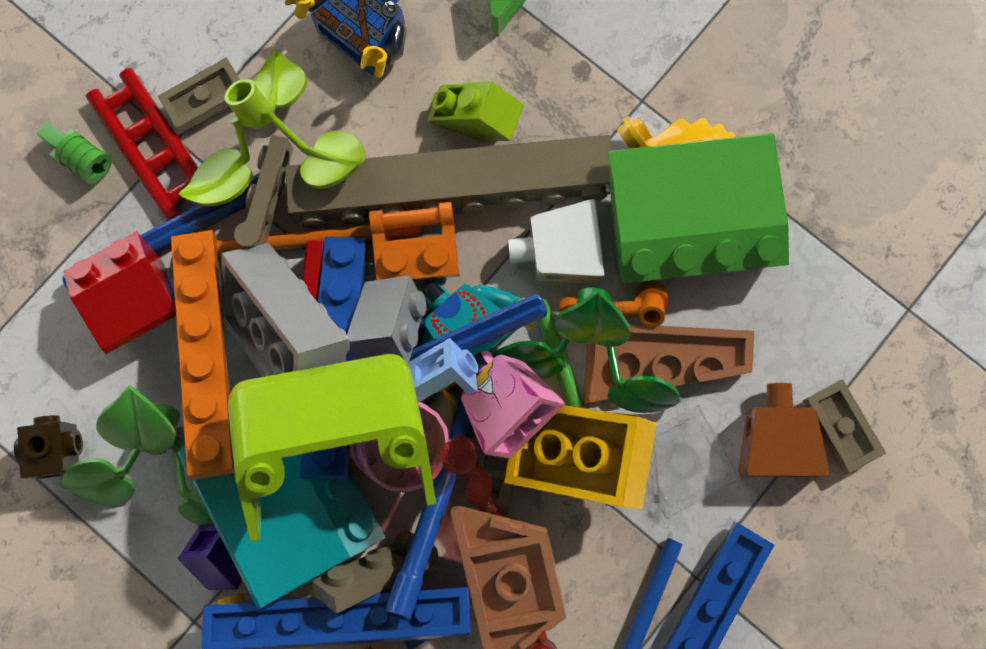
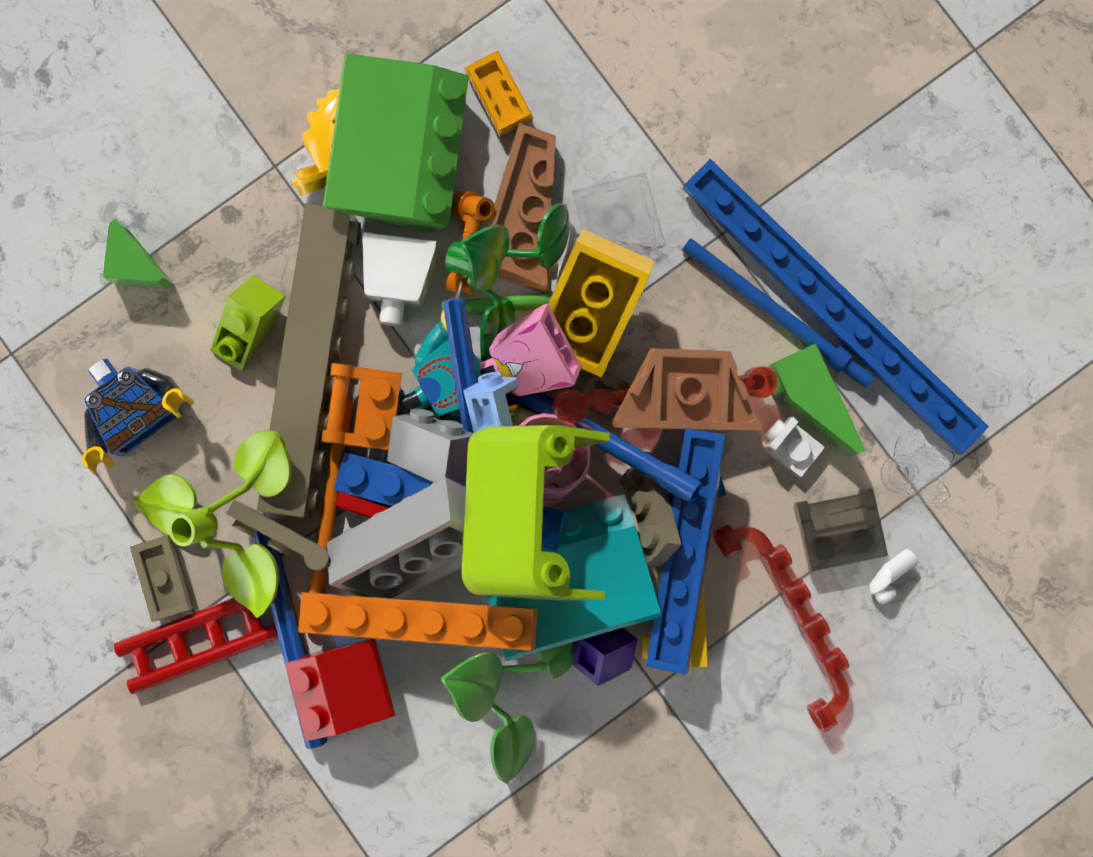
camera: 80 degrees left, 5 degrees up
(47, 447) = (468, 802): dark brown brick -> none
(76, 153) = (187, 713): bright green hinge -> none
(780, 302) = (498, 93): none -> light orange plate
(782, 439) = (620, 126): dark orange torso -> none
(845, 427) = (622, 69): dark tan plate -> none

